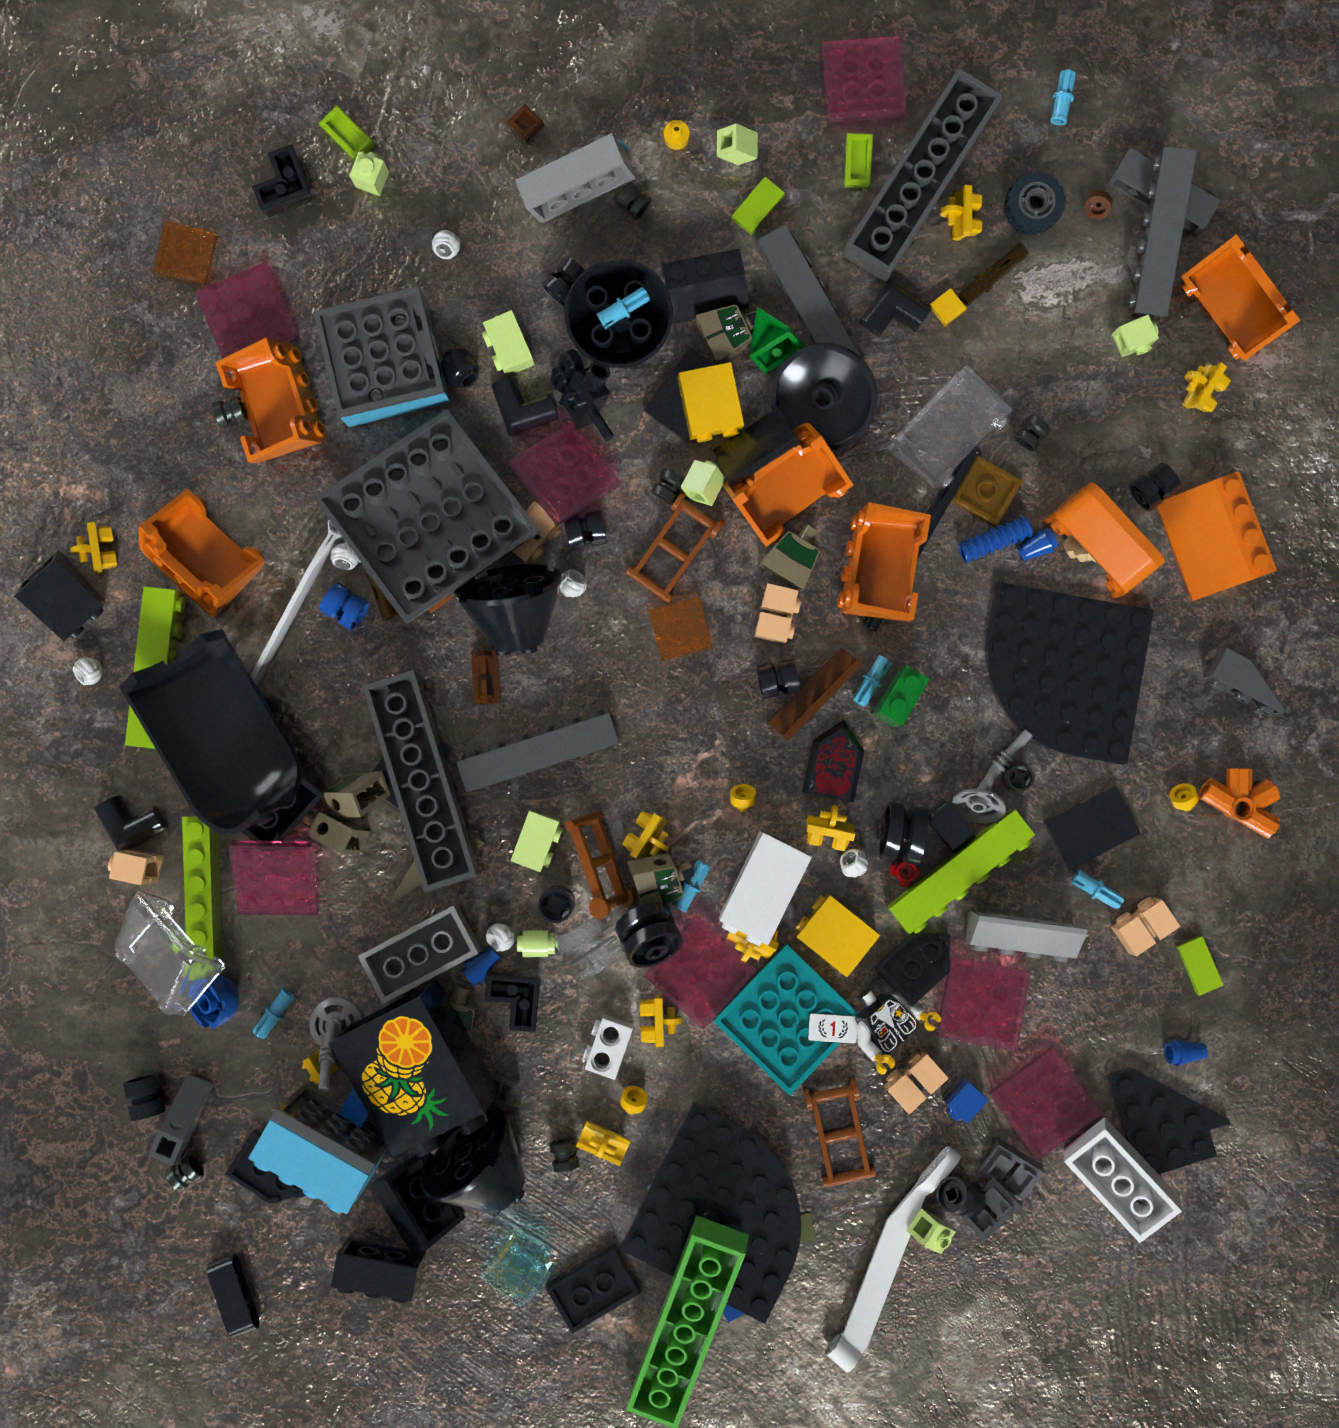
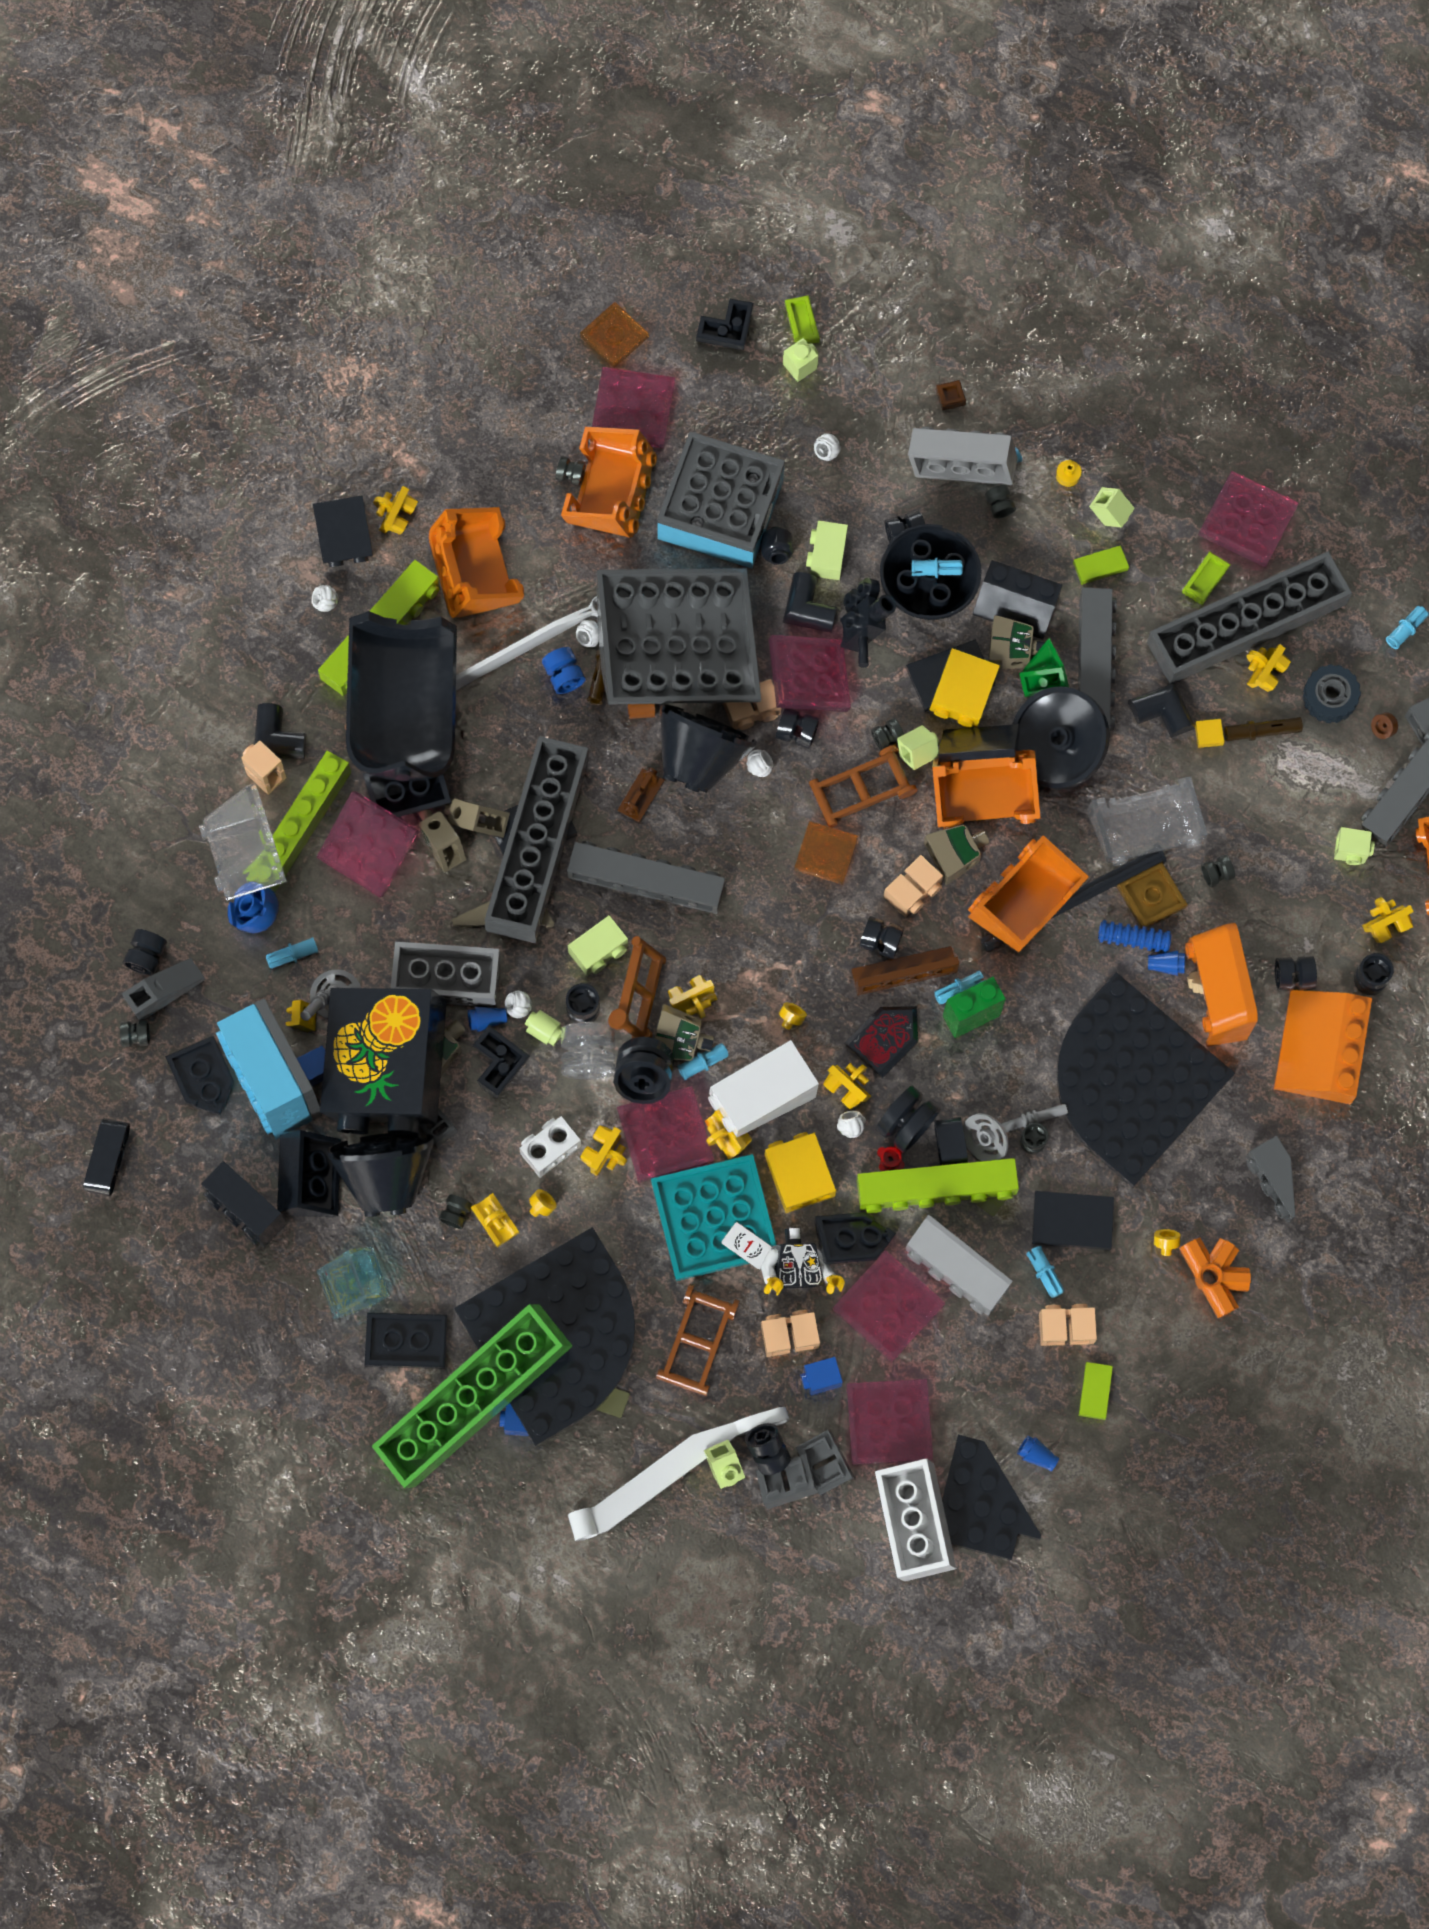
camera: 30 degrees right, 15 degrees down
(1223, 445) = (1373, 974): none -> black wheel

